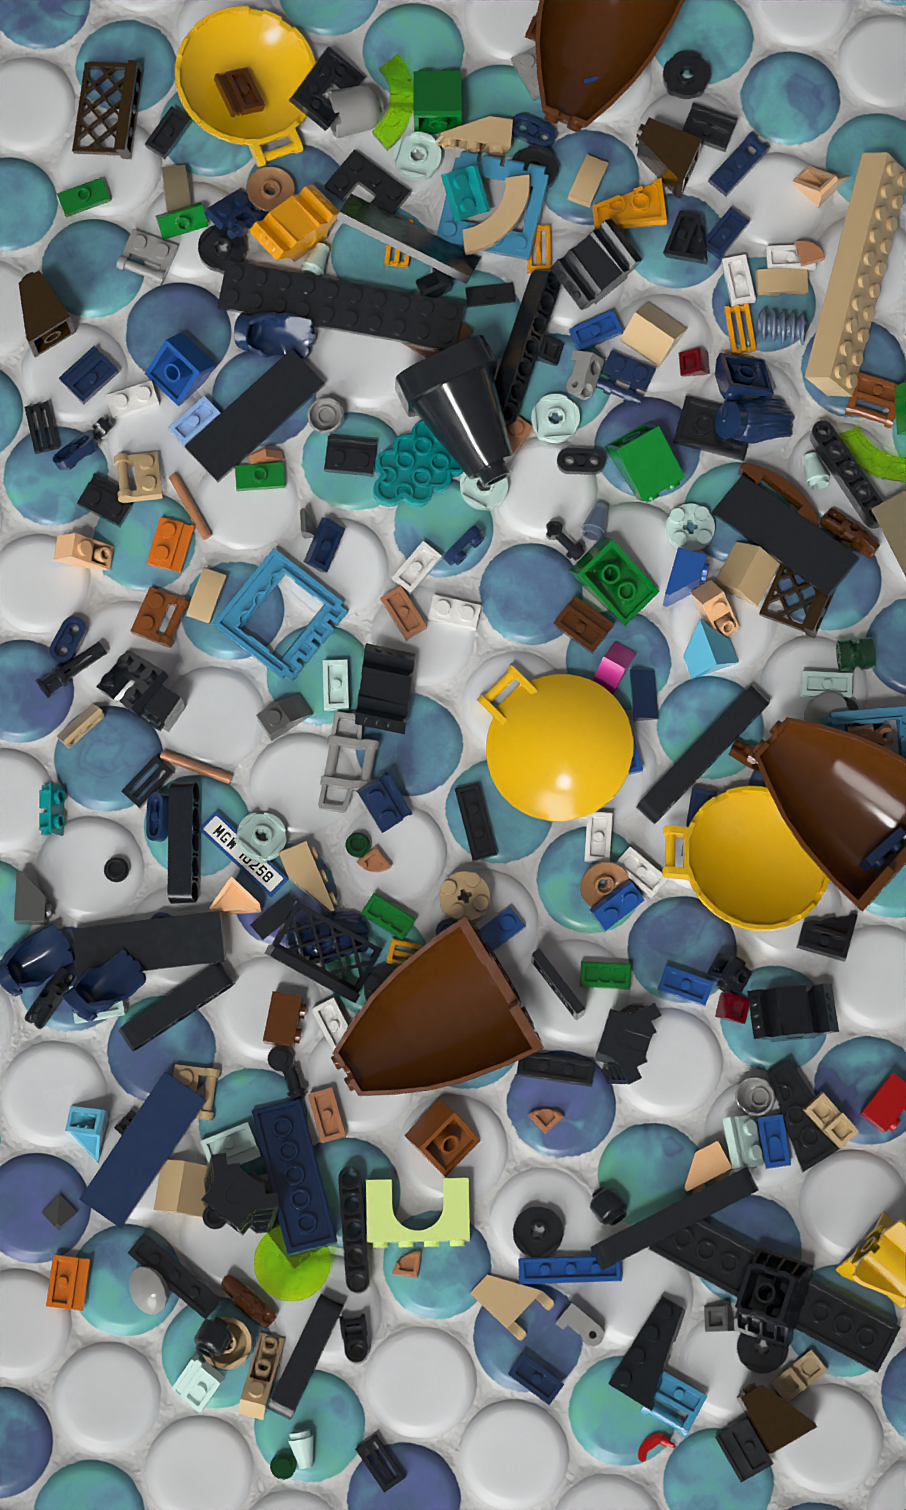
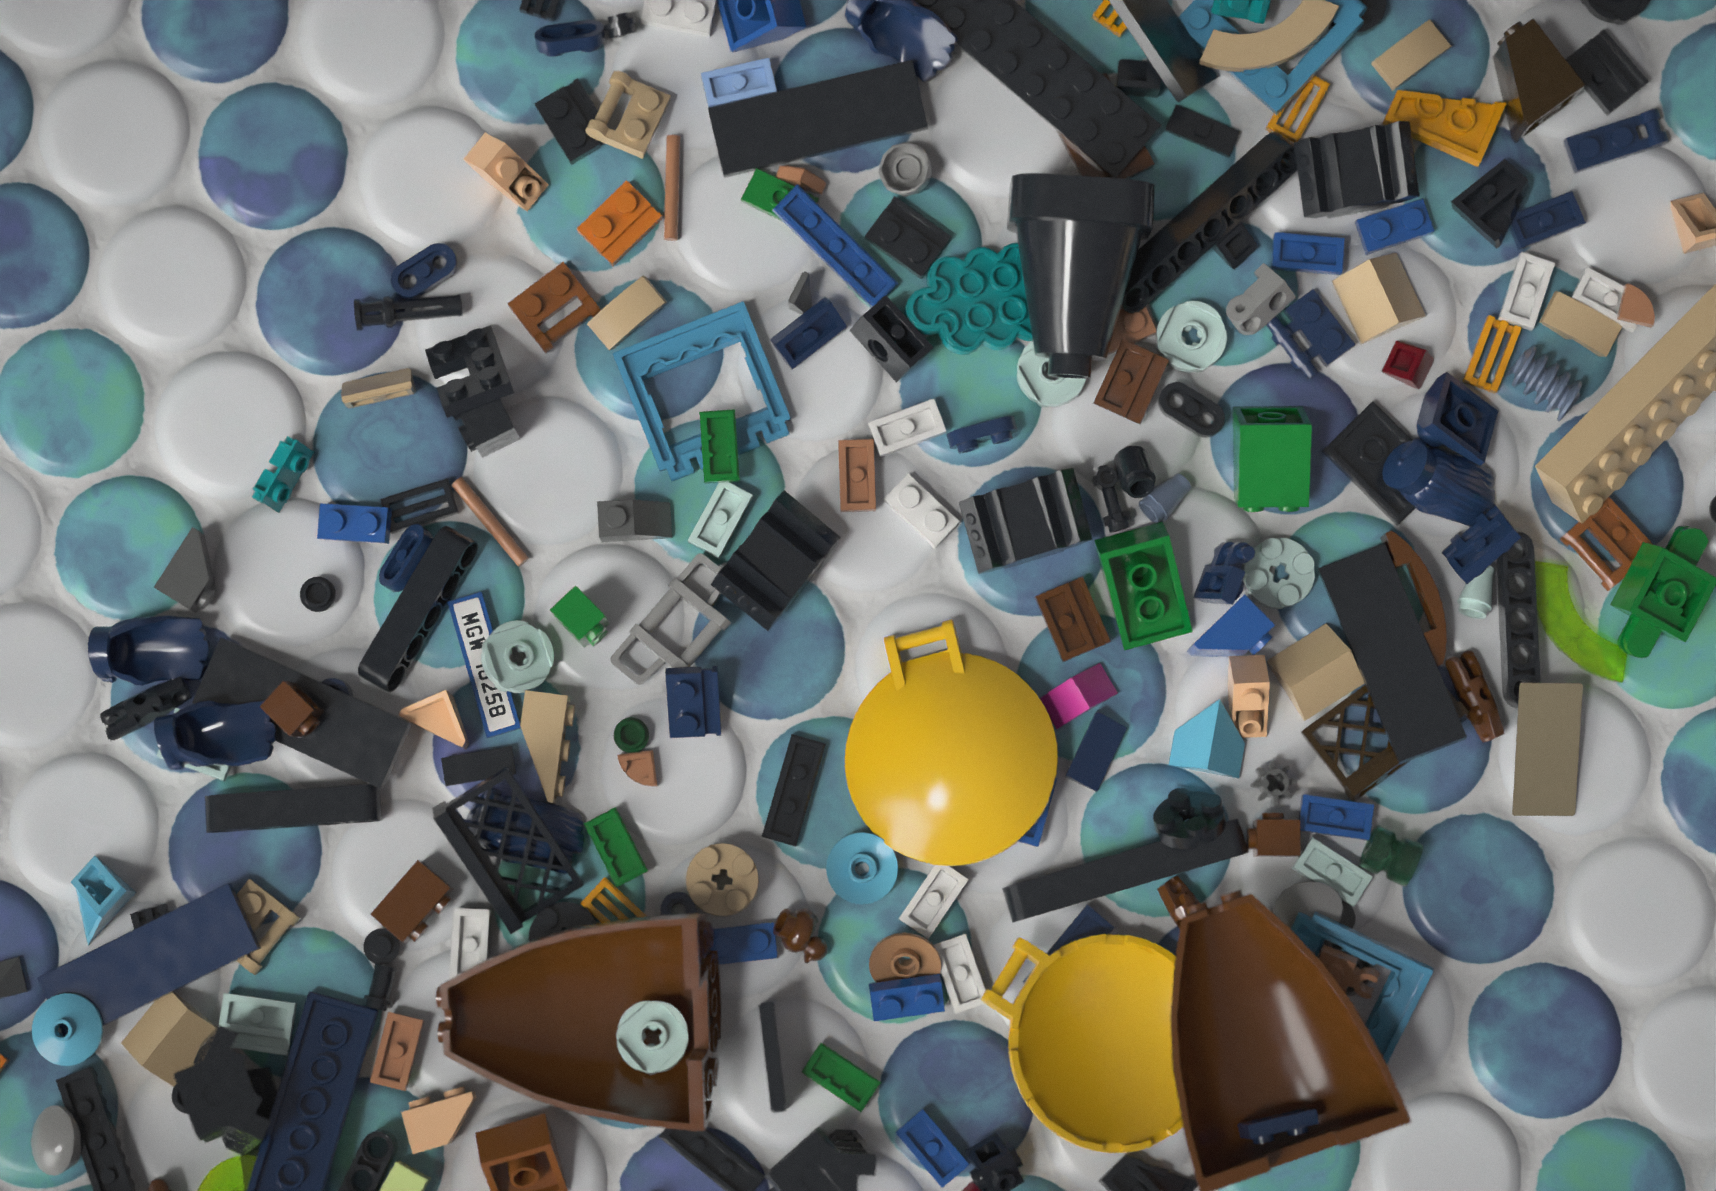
camera: 25 degrees right, 5 degrees up
(114, 814) = (354, 523): none -> blue plate
(128, 1214) = (83, 1025): none -> medium azure dish
(144, 943) = (292, 709): none -> reddish brown brick
(287, 790) = (581, 617): none -> green brick
(309, 485) = (834, 246): none -> blue tile
(310, 641) = (719, 446): none -> green plate
(376, 519) = (891, 338): none -> black brick
(377, 1143) = (436, 1123): none -> light nougat slope
(471, 1002) = (631, 1035): none -> light aqua plate
(521, 580) = (1025, 521): none -> black slope
(528, 904) = (797, 931): none -> reddish brown animal
(535, 464) = (1131, 381): none -> reddish brown plate
(548, 831) = (857, 849): none -> medium azure dish
(569, 515) = (1135, 471): none -> black brick
(638, 287) = (1394, 226): none -> blue plate
(659, 547) = (1223, 579): none -> dark blue plate
(723, 700) = (1204, 815): none -> black plate
(766, 650) = (1283, 783): none -> dark grey gear
(780, 683) = (1274, 836): none -> reddish brown brick
(800, 441) = (1481, 544): none -> dark blue plate
(809, 652) = (1335, 817): none -> blue plate

